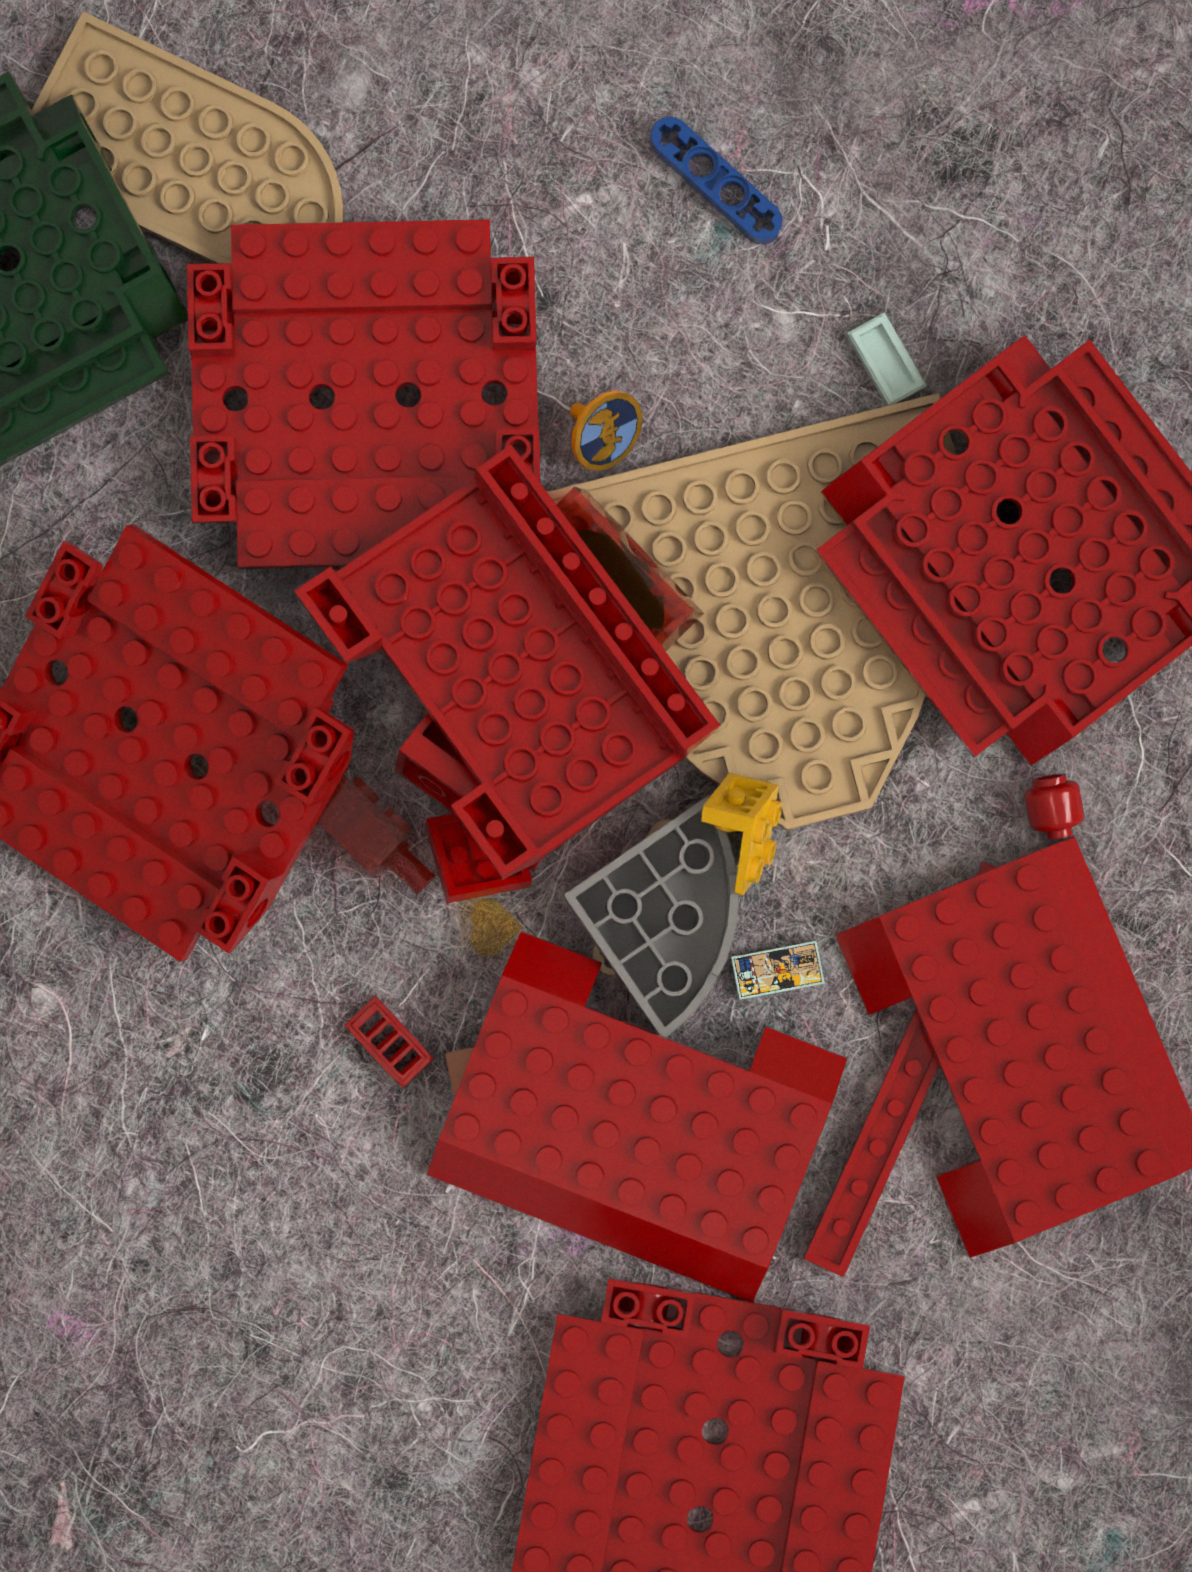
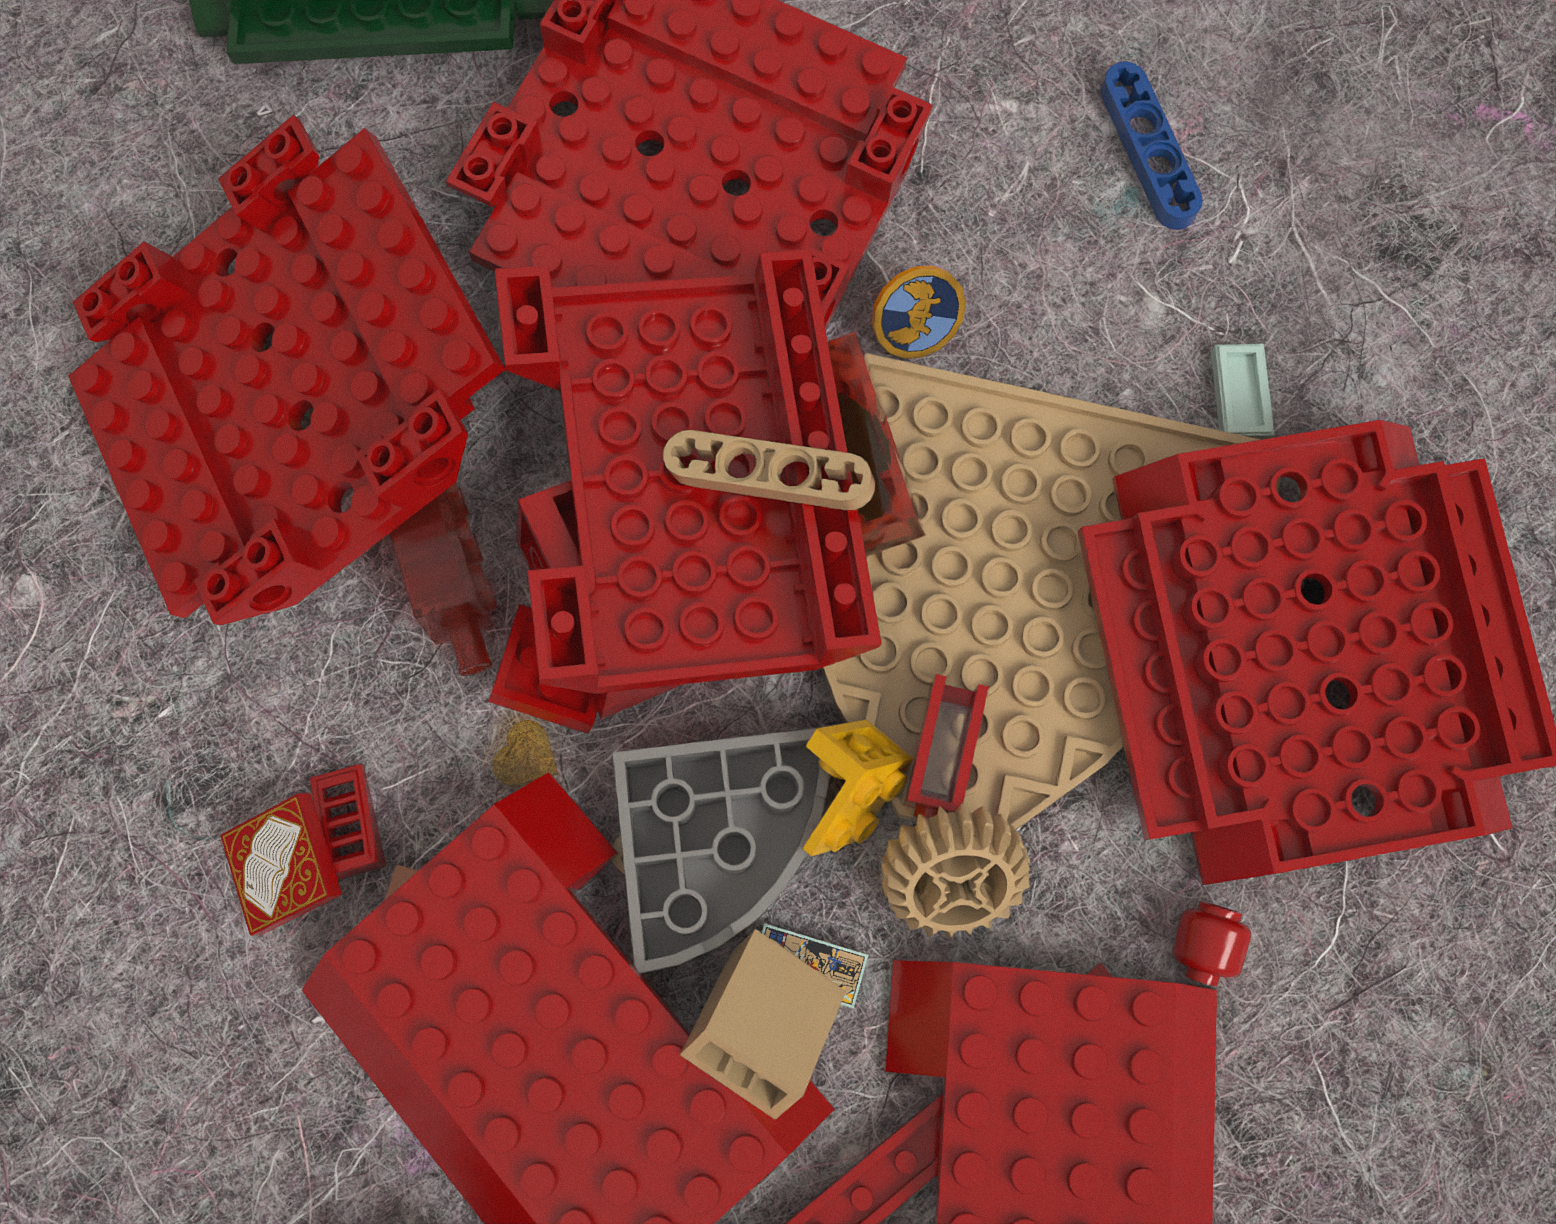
camera: 25 degrees right, 10 degrees down
(364, 1096) = (280, 864): none -> tile
(575, 643) = (770, 461): none -> tan beam
(770, 1025) = (764, 1024): none -> tan brick
(798, 767) = (945, 748): none -> red window
(849, 851) = (955, 871): none -> tan gear

